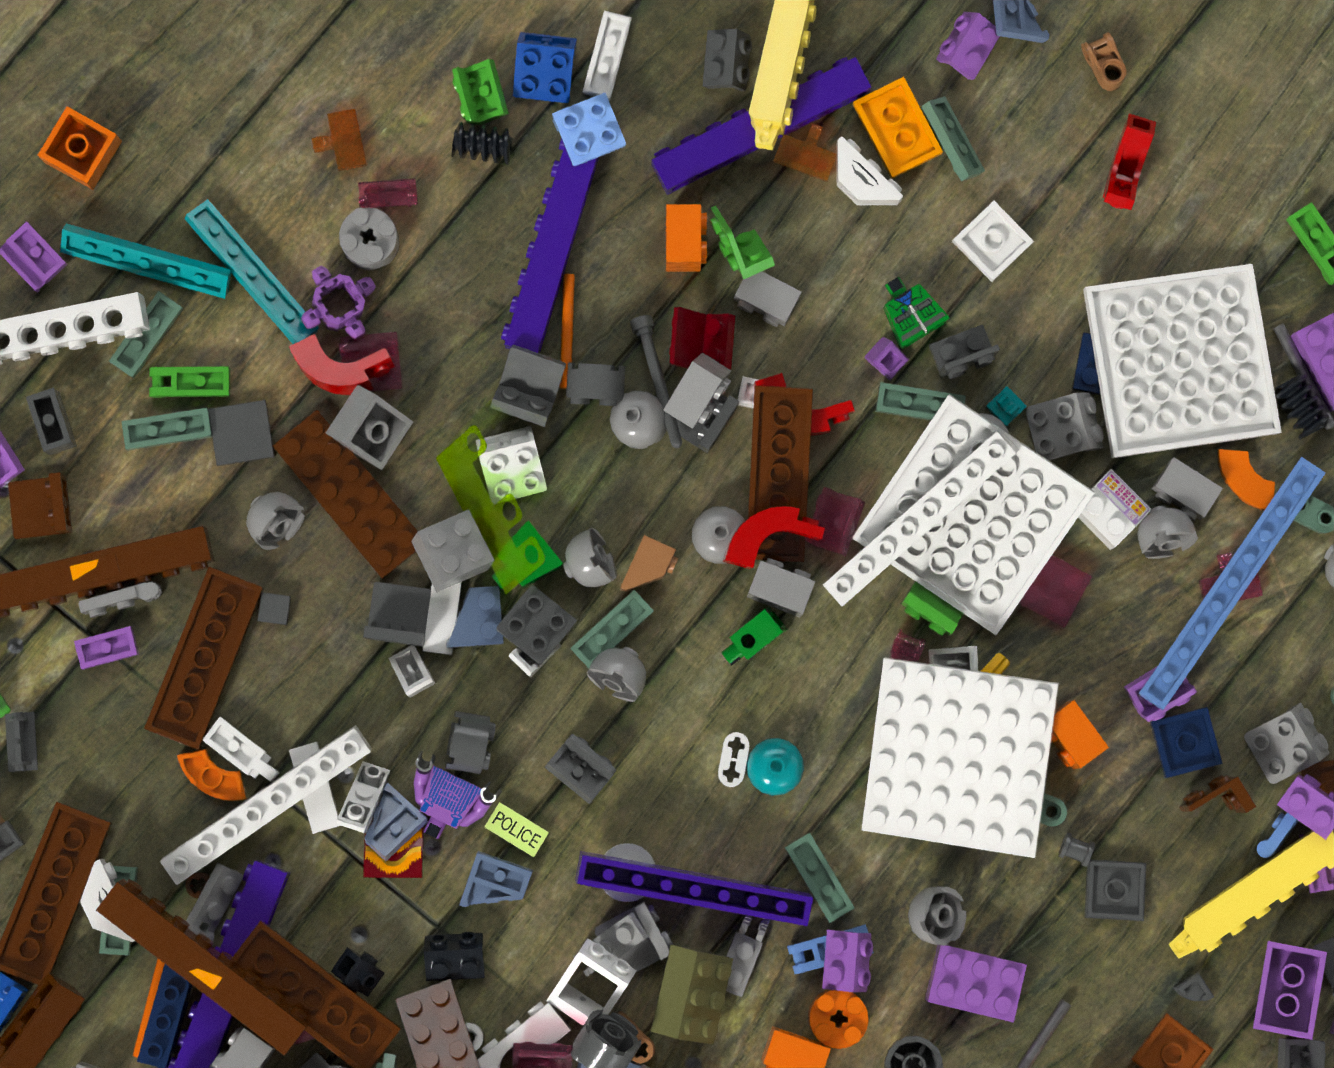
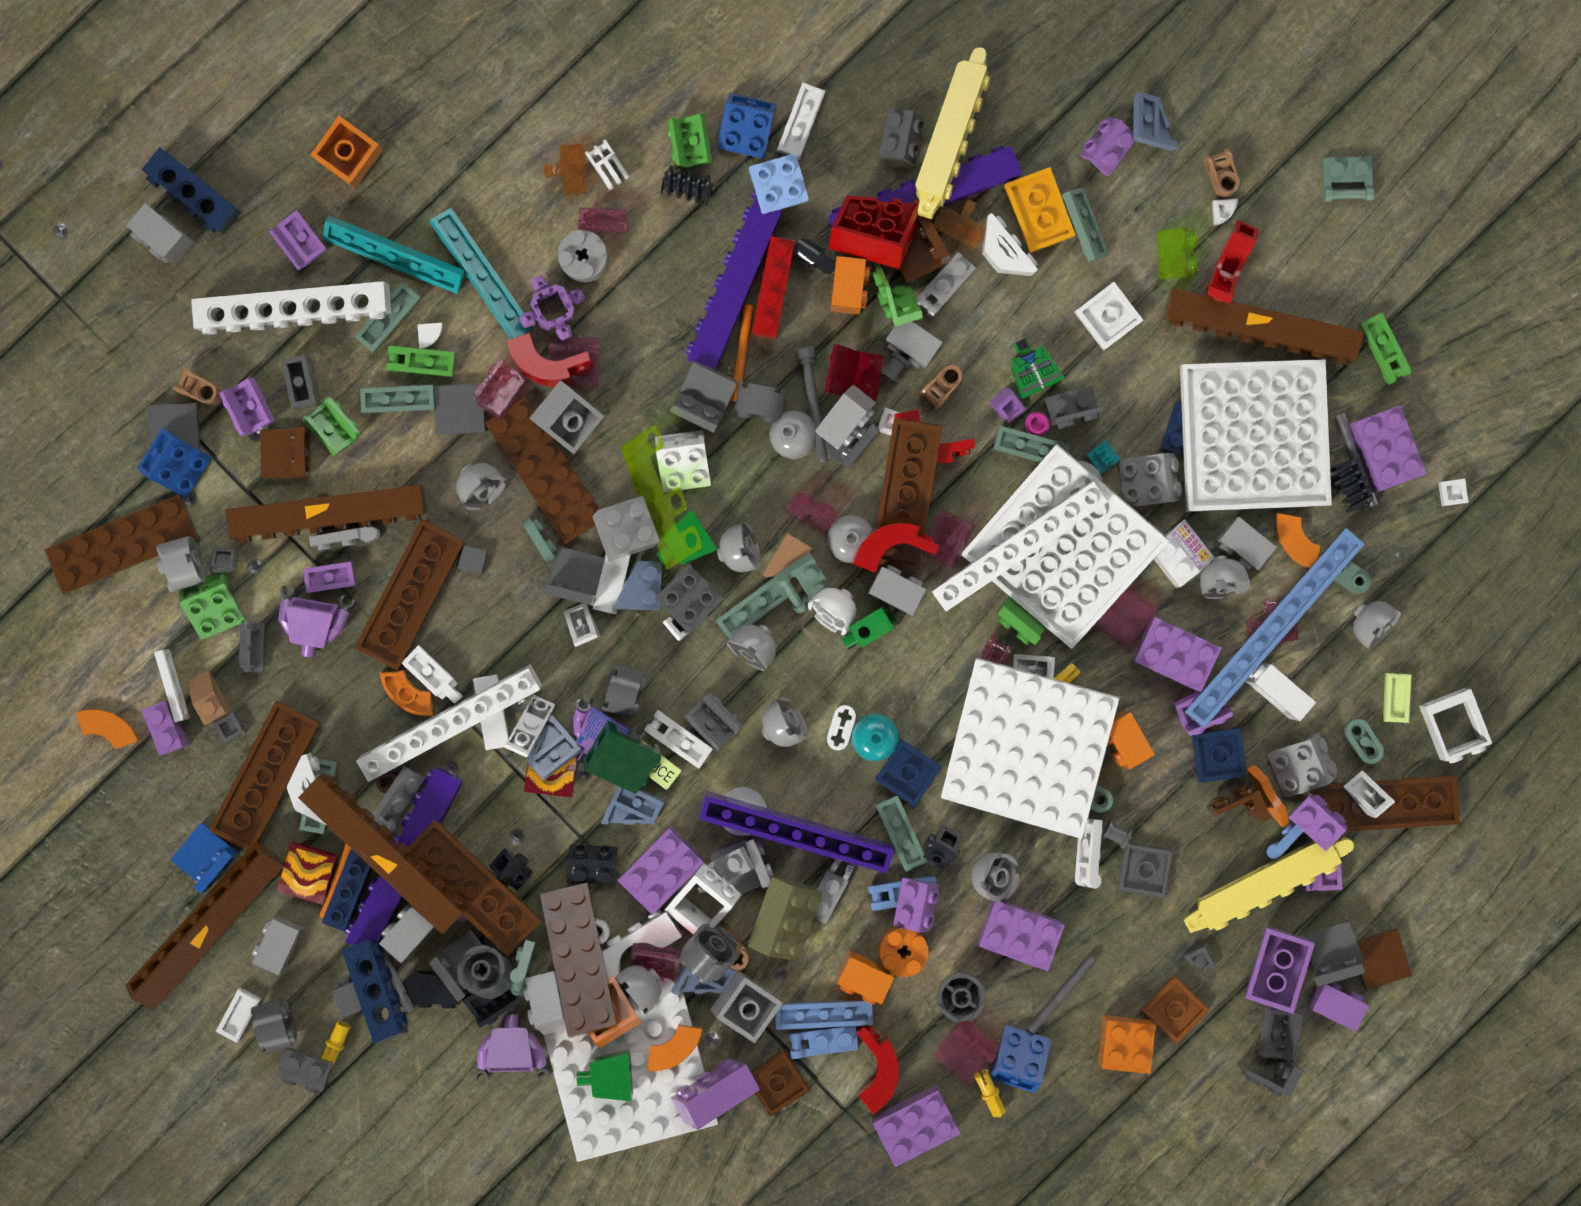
camera: 10 degrees right, 5 degrees up
(90, 702) = (311, 621): none -> medium lavender torso
(93, 469) = (332, 426): none -> bright green bracket
(113, 1005) = (307, 872): none -> slope
(196, 349) = (429, 334): none -> white tile
(286, 403) = (499, 389): none -> clear pink bracket
(345, 565) = (535, 531): none -> sand green plate
(384, 128) = (606, 162): none -> white arm
(476, 823) = (621, 759): none -> dark green panel
(537, 953) = (661, 870): none -> medium lavender brick
(542, 795) = (679, 739): none -> white plate
(596, 251) = (773, 288): none -> red arch
(638, 209) = (813, 256): none -> black arm
(663, 763) = (783, 724): none -> light grey cylinder
(677, 586) = (809, 577): none -> sand green plate
(682, 507) = (803, 503): none -> clear pink hinge
(707, 169) = (875, 229): none -> red wedge
(709, 619) = (834, 609): none -> white cylinder
(750, 328) = (895, 368): none -> dark grey bush
(761, 189) = (924, 253): none -> reddish brown bracket
(797, 225) = (945, 284): none -> light grey plate
(806, 345) = (940, 387): none -> medium nougat piece
(819, 804) = (908, 772): none -> dark blue plate
(869, 893) = (942, 847): none -> black brick
(924, 375) = (1037, 424): none -> dark pink plate
(1046, 879) = (1089, 855): none -> white plate
(1064, 160) = (1177, 254): none -> clear neon green bracket
(1111, 104) = (1223, 210): none -> white tile
(1120, 628) = (1176, 654): none -> medium lavender brick
(1175, 232) = (1264, 326): none -> reddish brown brick
(1248, 657) = (1280, 691): none -> white window
(1250, 44) = (1347, 171): none -> sand green plate
(1259, 794) = (1273, 803): none -> orange tile

